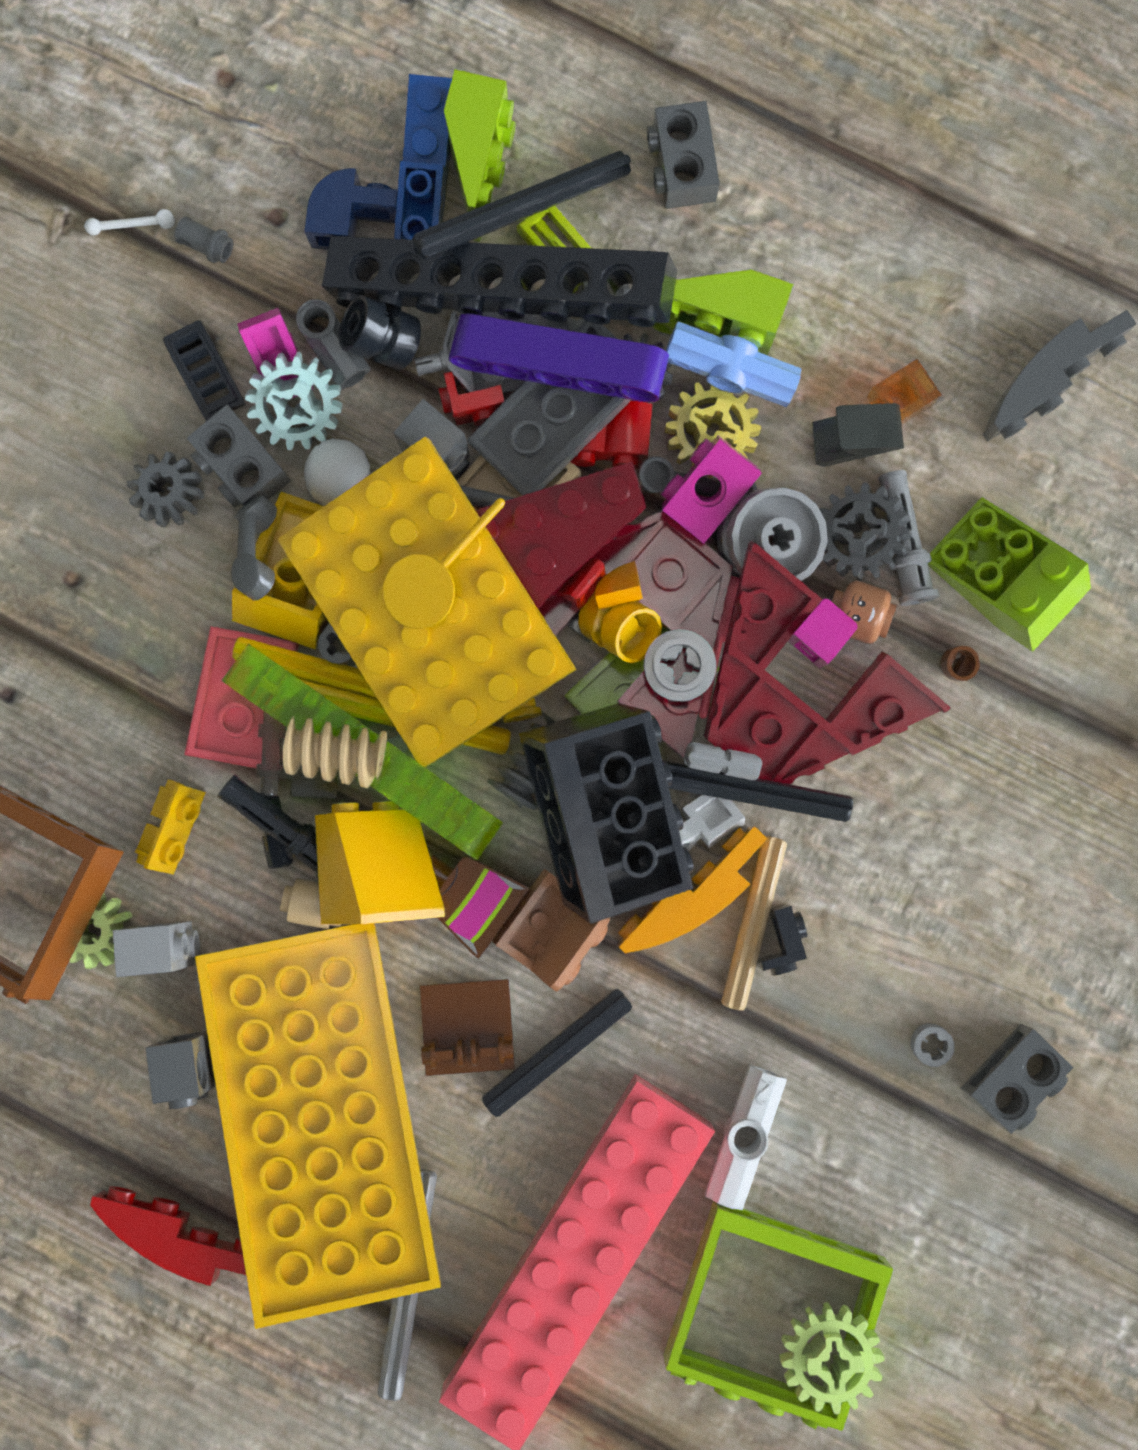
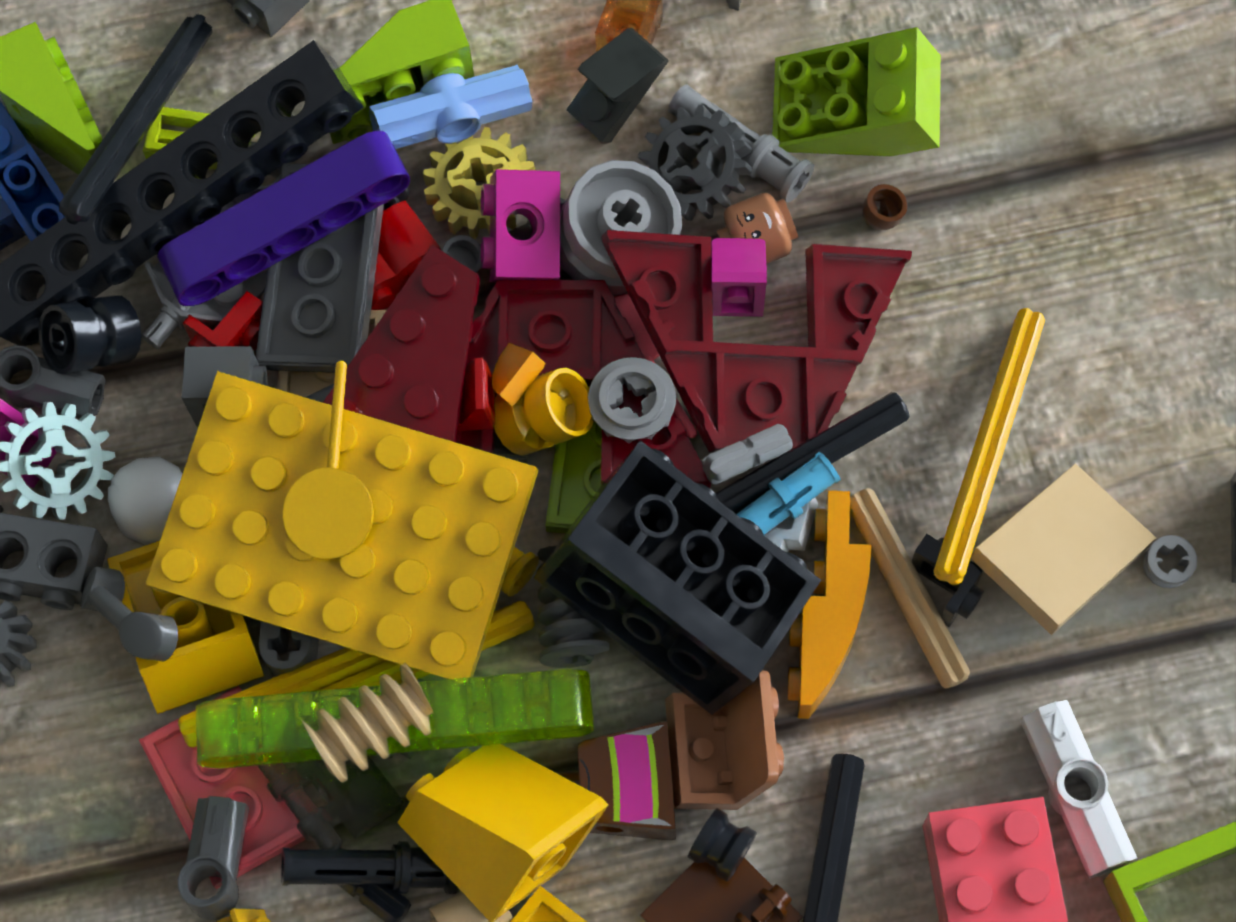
camera: 40 degrees left, 15 degrees down
(197, 738) = (214, 852): none -> dark grey piece
(499, 990) = (722, 844): none -> black wheel
(723, 809) = (791, 493): none -> medium azure pin
(870, 985) = (1062, 548): none -> tan tile
(883, 881) = (989, 447): none -> yellow axle

